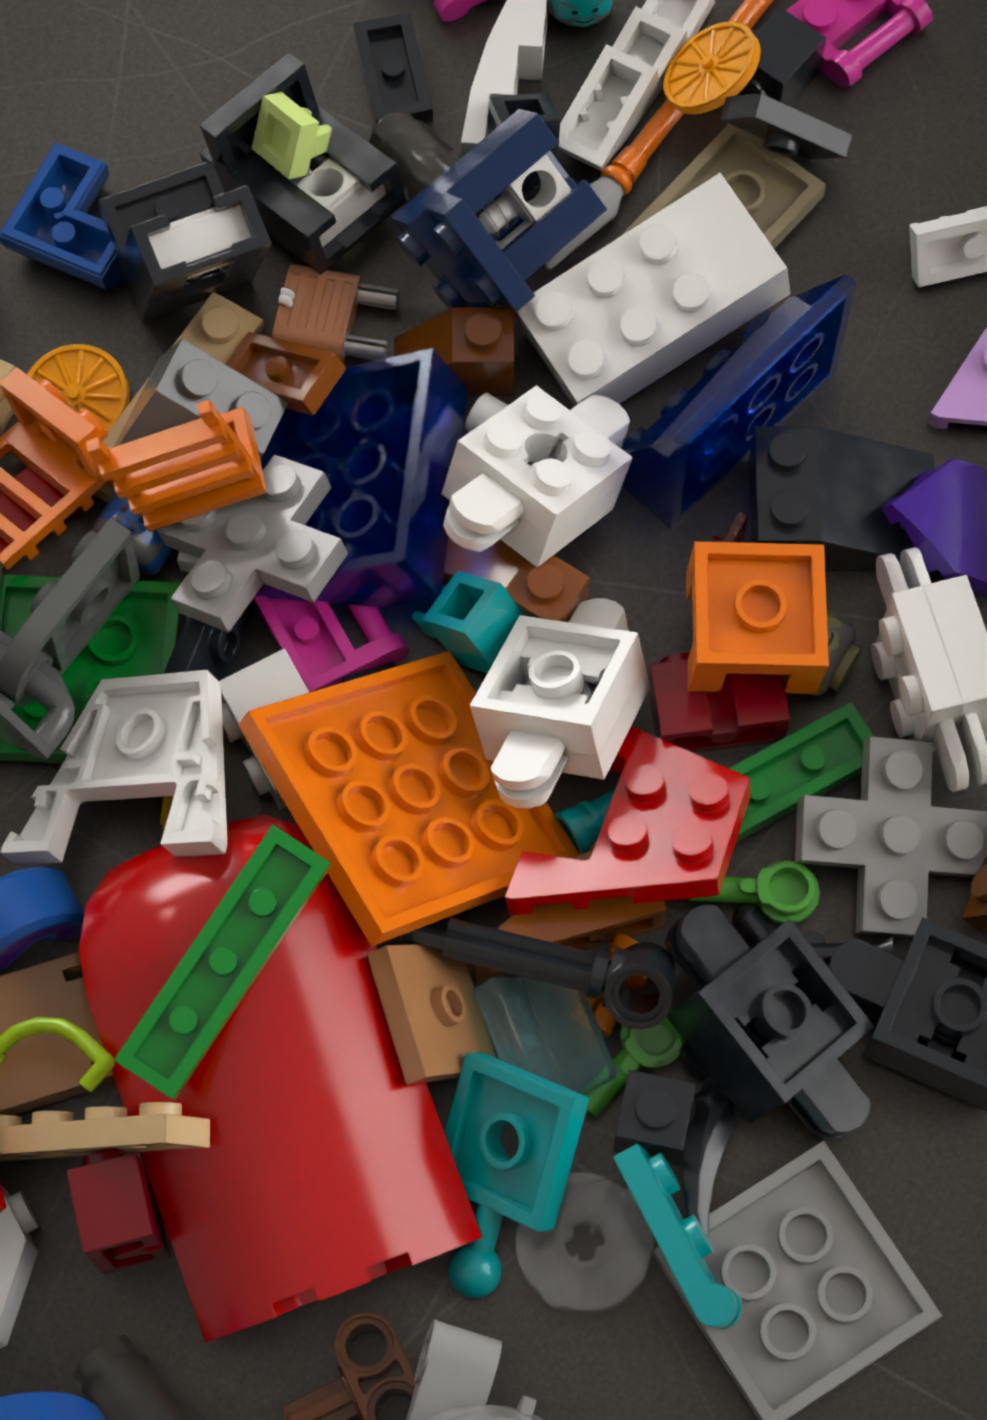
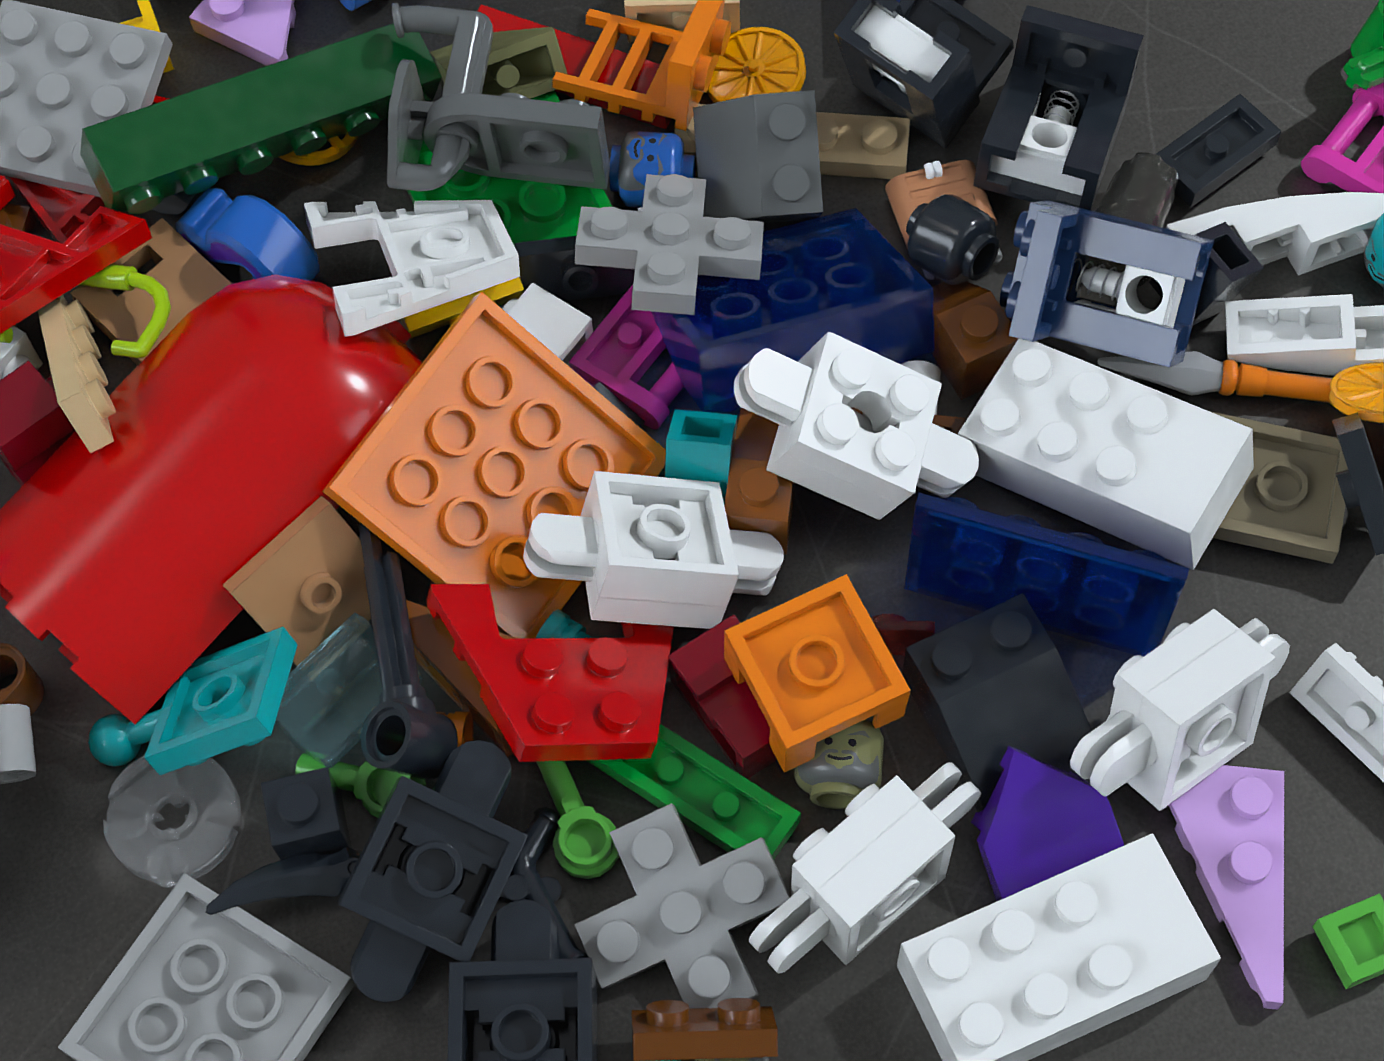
camera: 65 degrees right, 5 degrees down
(185, 467) = (691, 147): orange plate -> none
(223, 962) = (238, 372): green plate -> none
(288, 135) = (1071, 81): yellowish green tile -> none
(288, 370) = (854, 199): dark orange plate -> none
(378, 314) = (952, 239): none -> black head
(678, 1238) = (186, 880): teal plate -> none
(920, 359) = (1182, 709): none -> white brick

